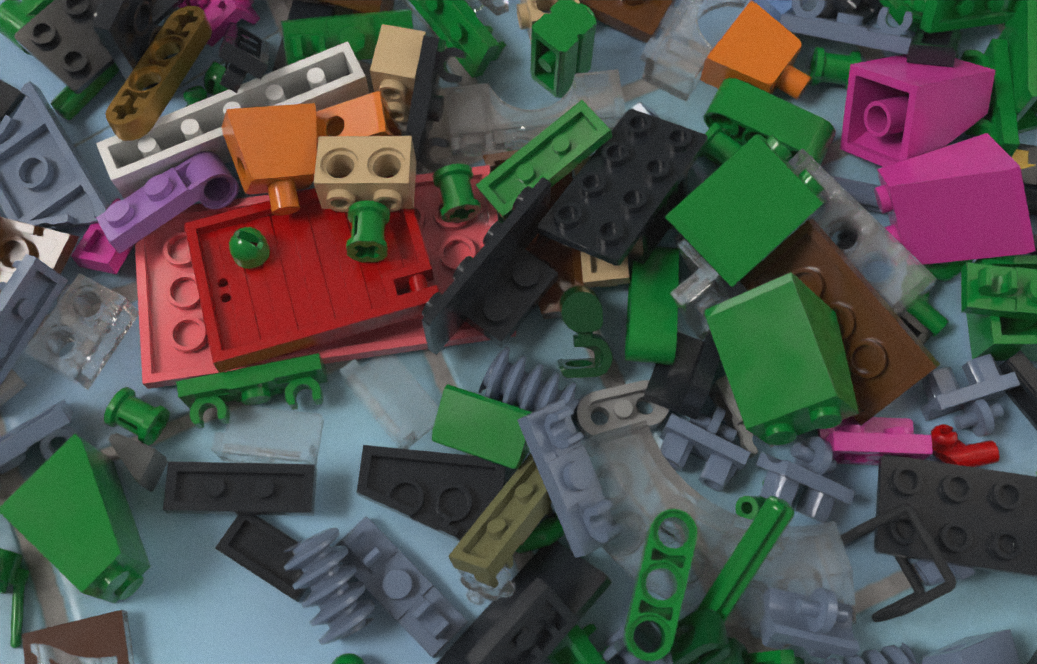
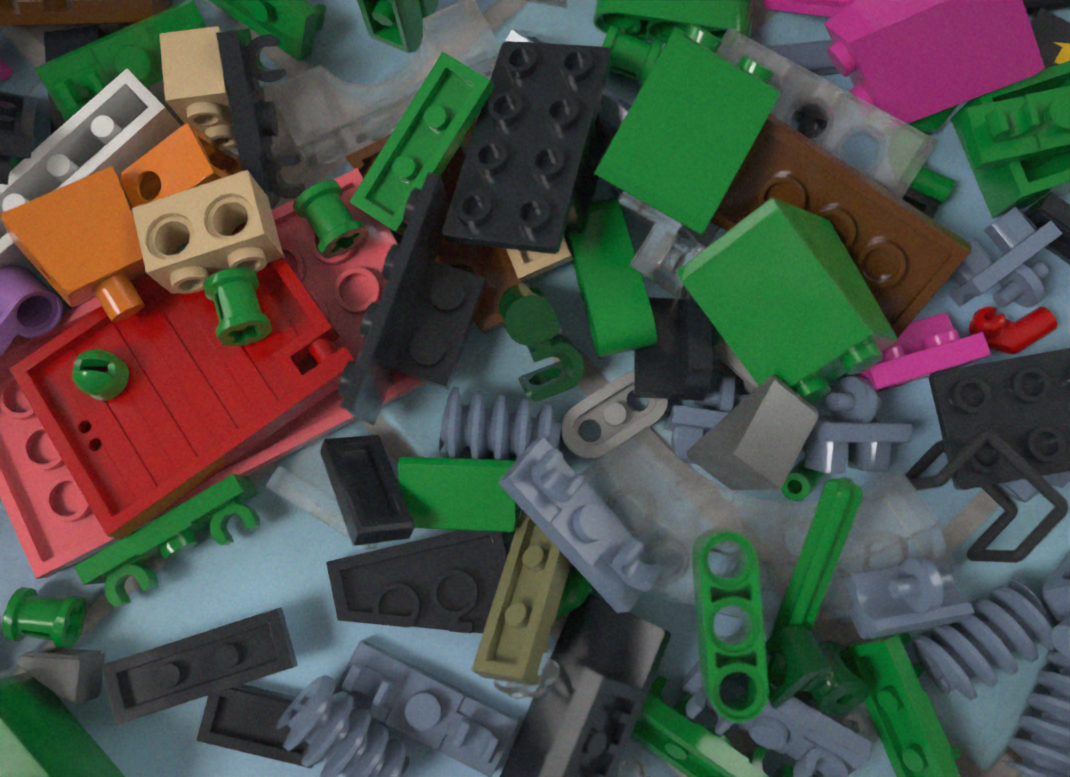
camera: 15 degrees left, 10 degrees up
(269, 436) = (214, 585): clear panel -> none
(414, 399) = (366, 490): none -> black tile
(726, 455) = (757, 439): none -> dark grey slope

